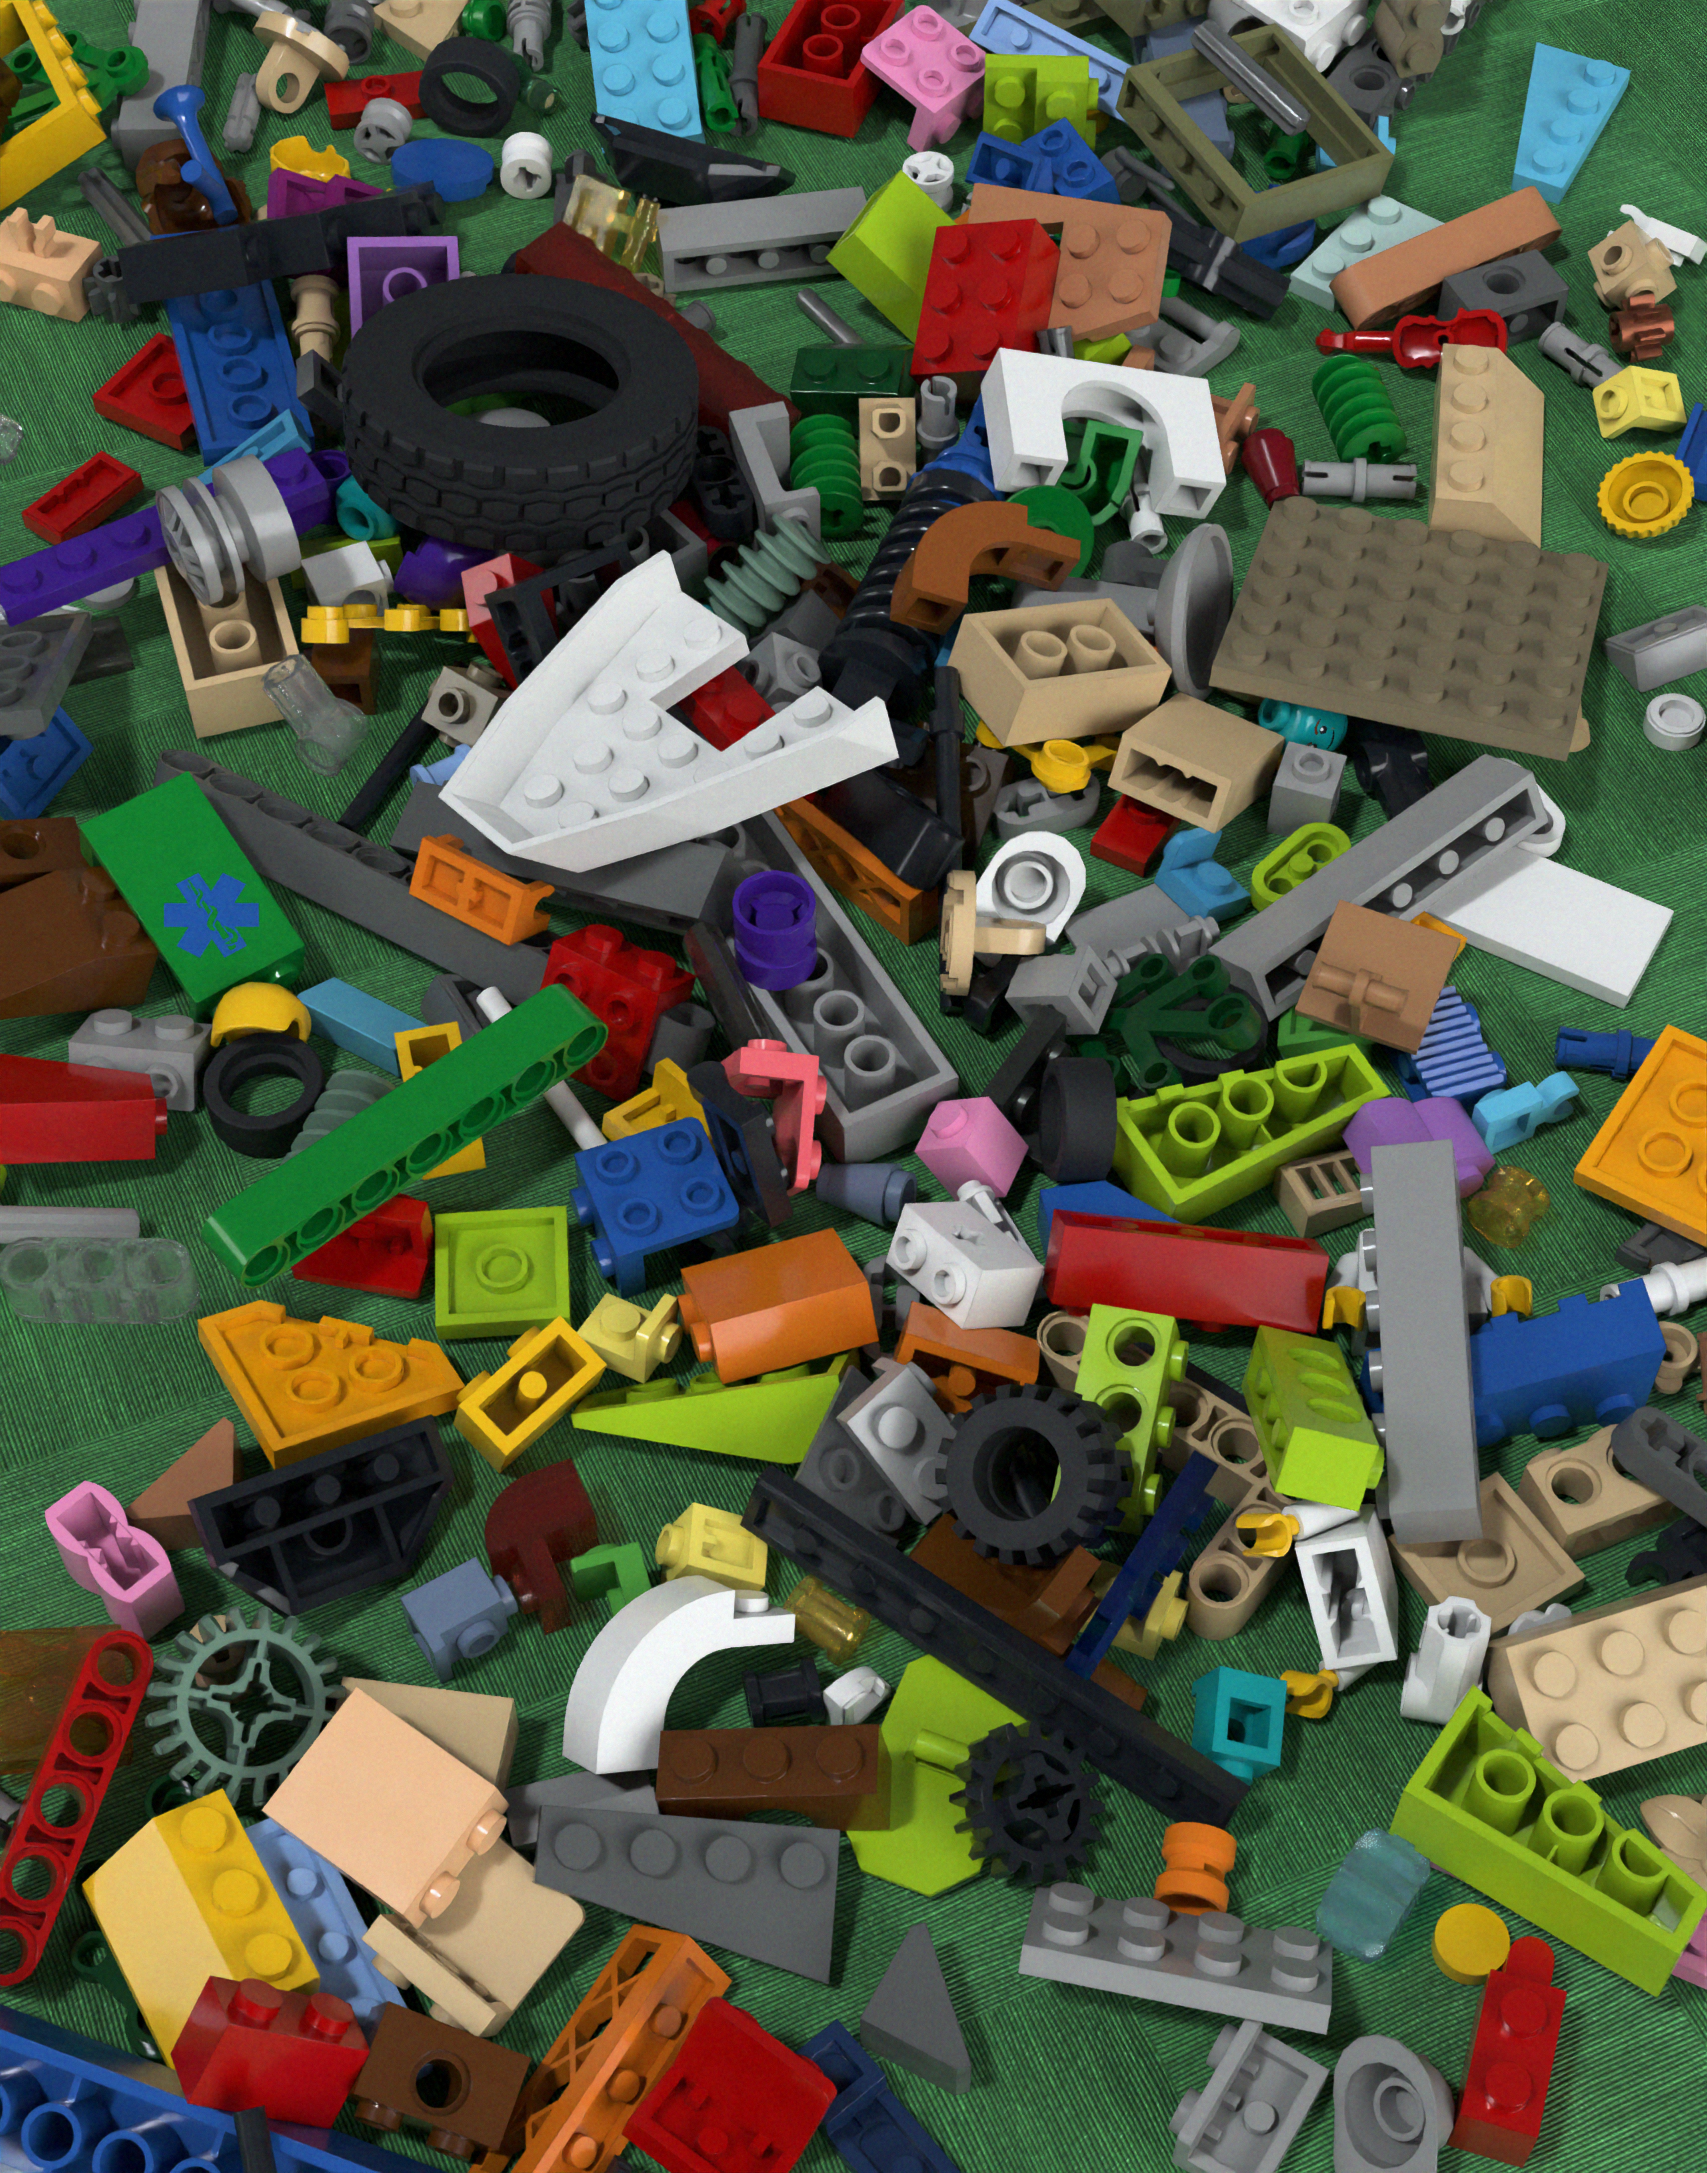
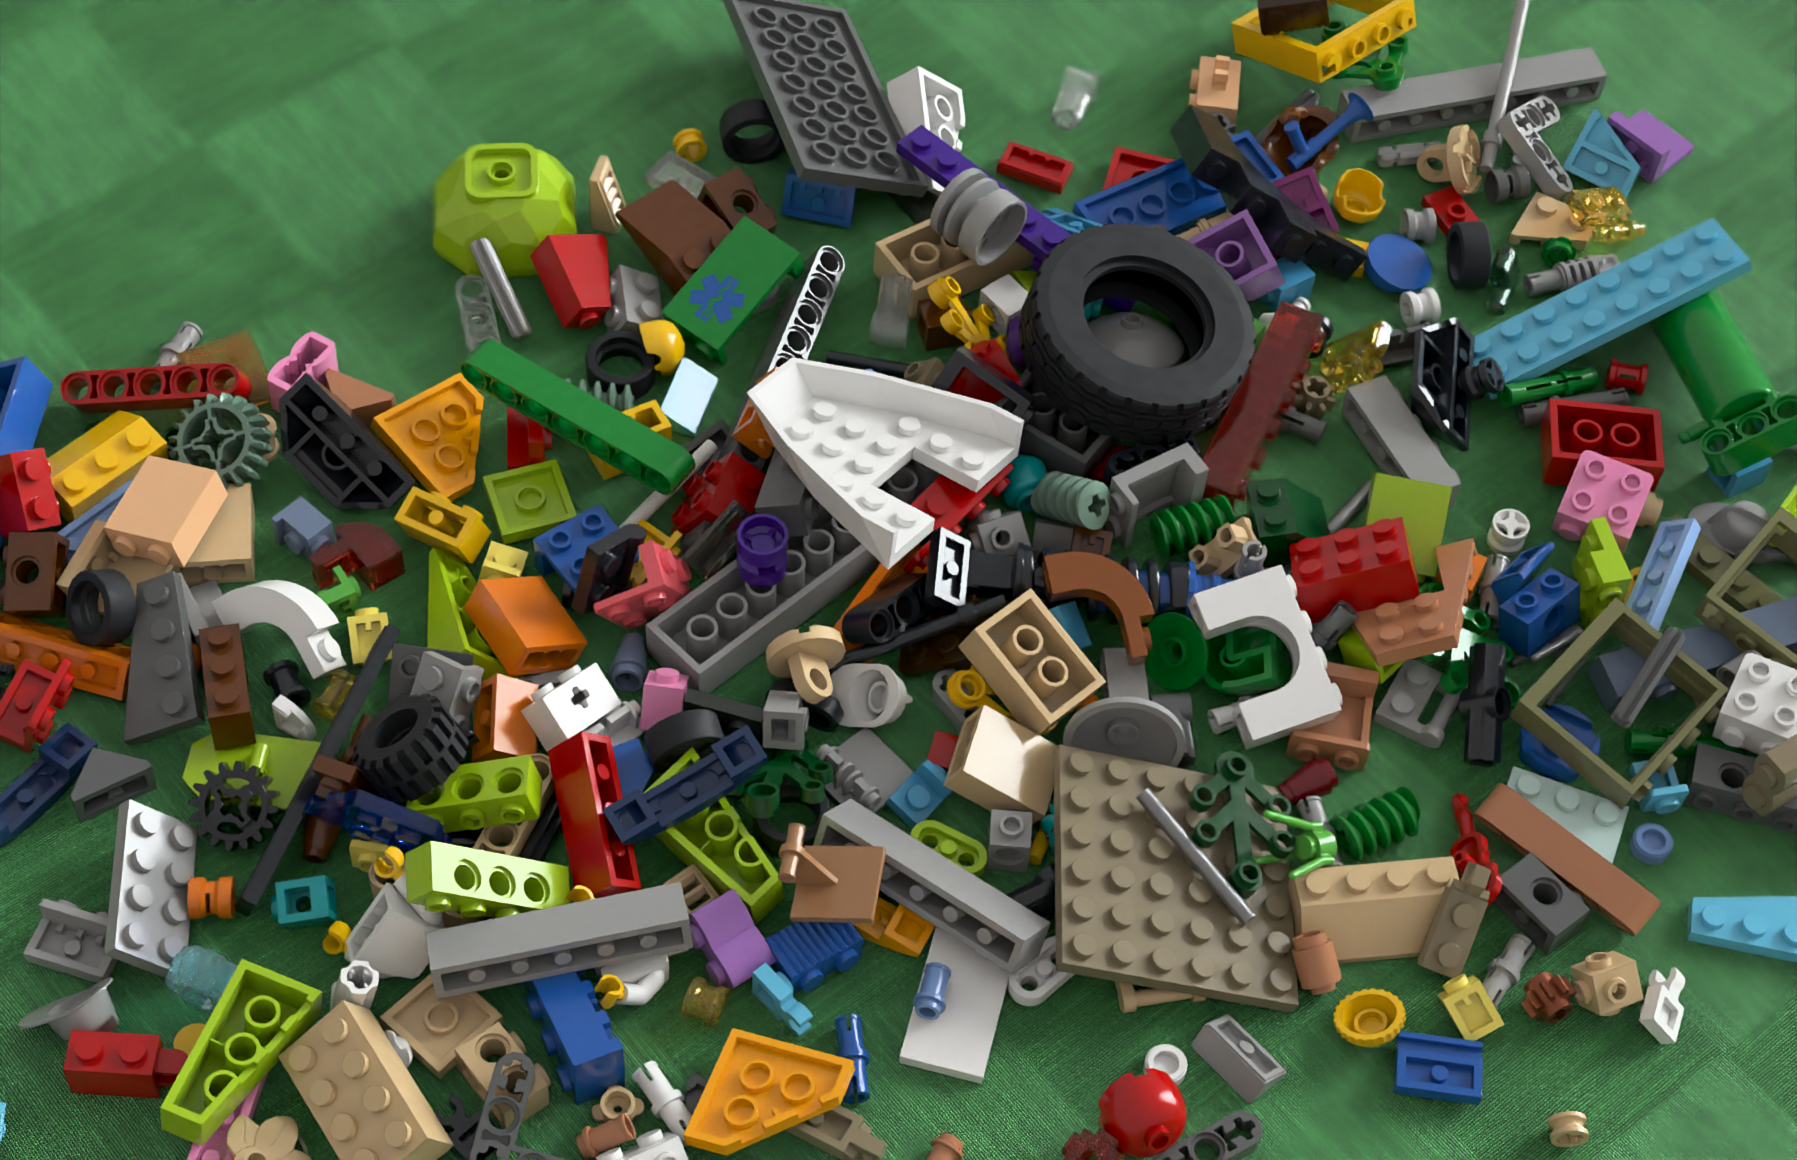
camera: 70 degrees right, 0 degrees up
(573, 2007) = (118, 607): none -> black tyre
(697, 120) = (1482, 379): none -> black wheel
(1188, 1111) = (689, 791): none -> dark blue slope
(1279, 517) = (1236, 775): none -> dark green plant
(1402, 472) = (1313, 846): none -> bright green plant
(1404, 580) = (1196, 856): none -> flat silver bar
(1424, 191) = (1651, 844): none -> medium blue tile
(1531, 367) = (1456, 922): none -> dark tan hinge
(1544, 926) = (930, 1000): none -> medium blue pin
(1558, 521) = (1316, 962): none -> nougat brick

